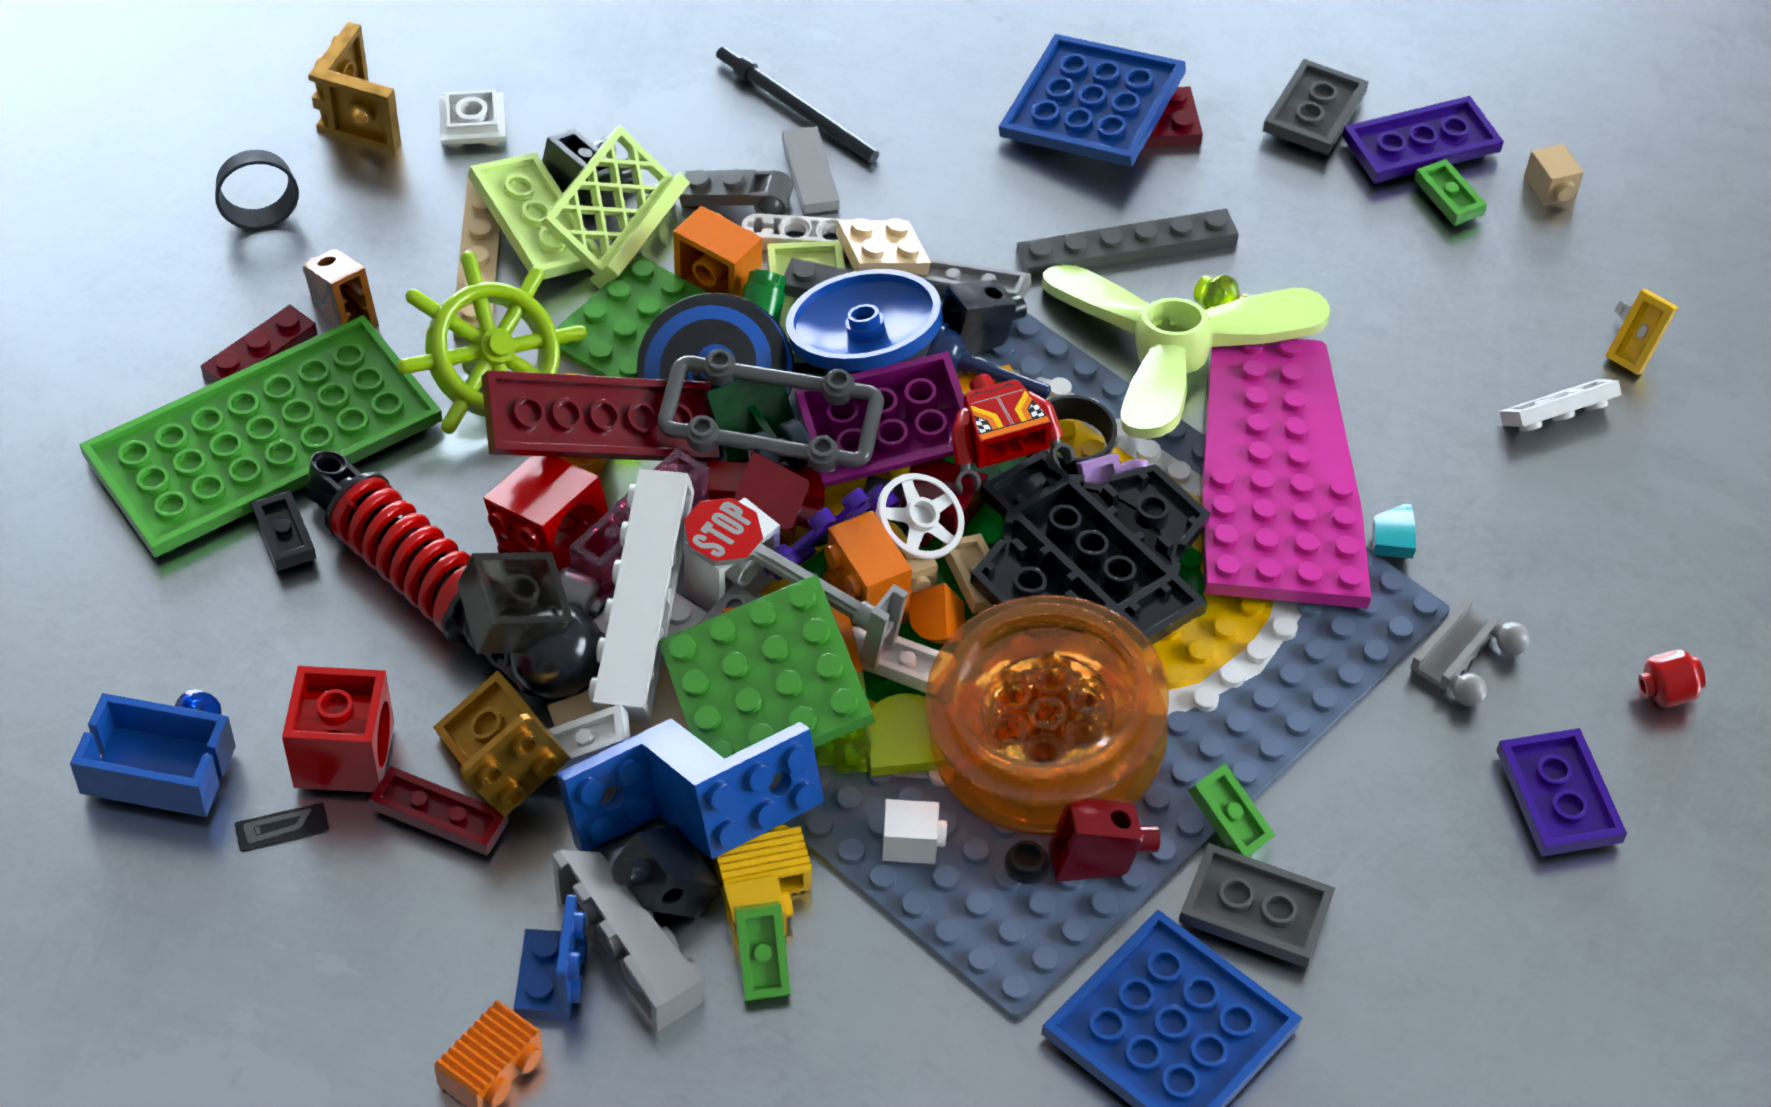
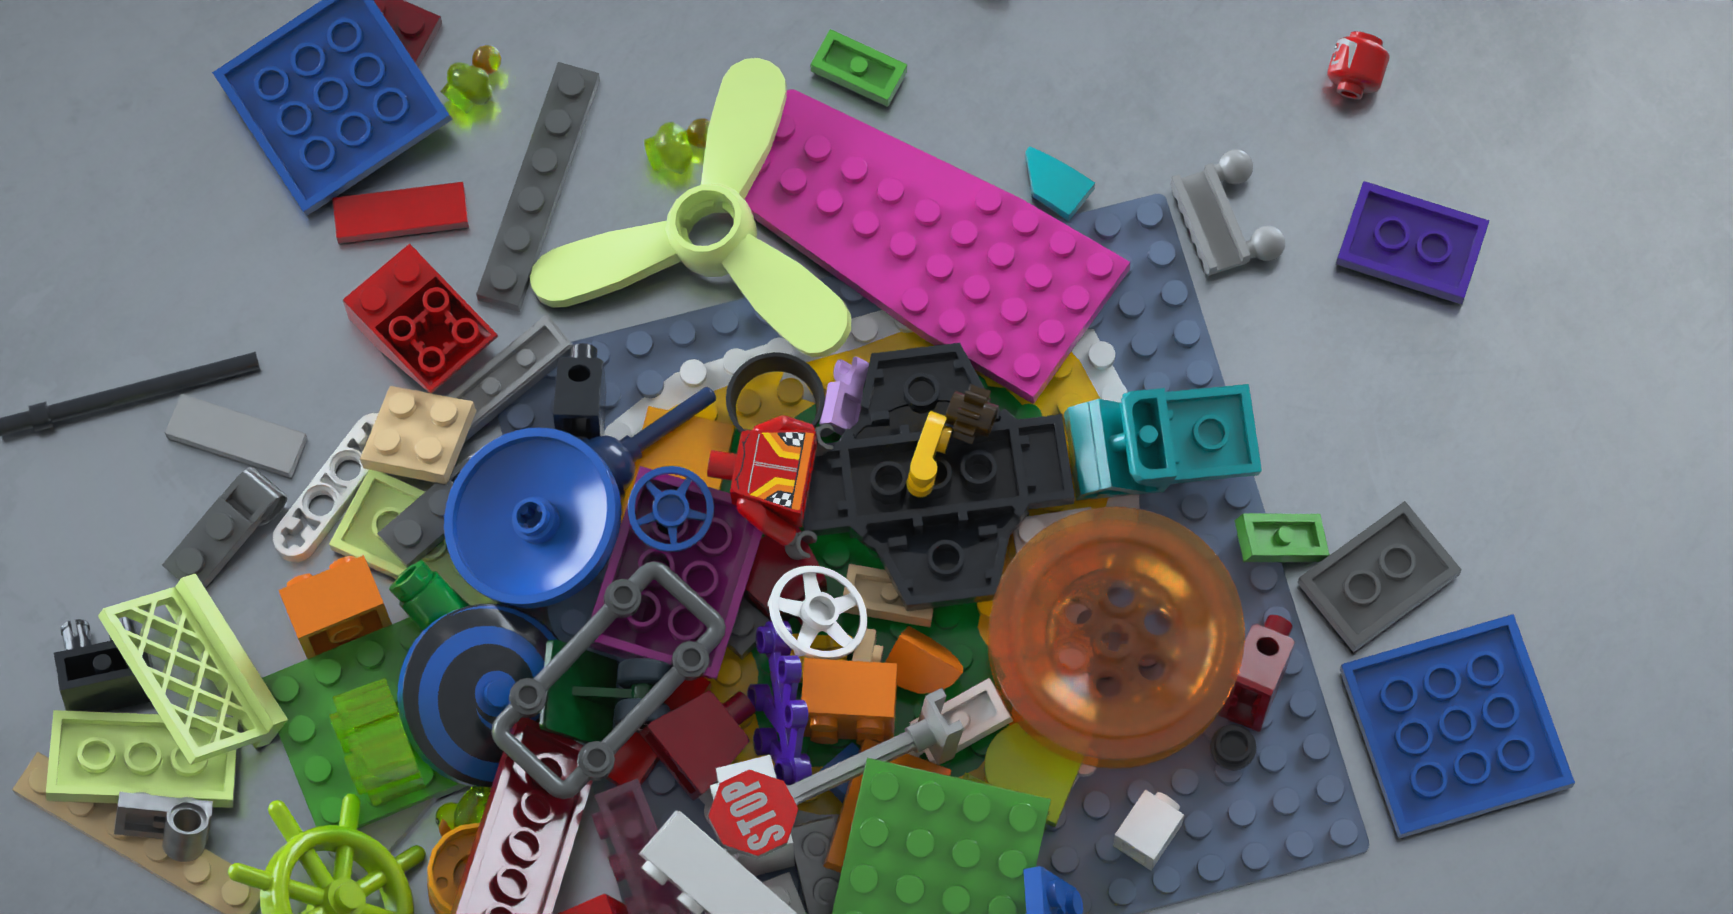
camera: 55 degrees left, 20 degrees up
(499, 248) = (166, 819): none -> flat silver plate
(625, 309) = (381, 753): none -> clear neon green brick
(928, 381) = (670, 509): none -> blue wheel
(970, 208) = (418, 319): none -> red slope
(1043, 180) = (400, 212): none -> red tile
(1100, 520) = (923, 466): none -> yellow plate
(1154, 532) = (971, 414): none -> dark brown gear
(1166, 168) = (470, 84): none -> clear neon green animal
(1239, 673) = (1161, 440): none -> teal piece
(1377, 374) = (858, 67): none -> bright green plate

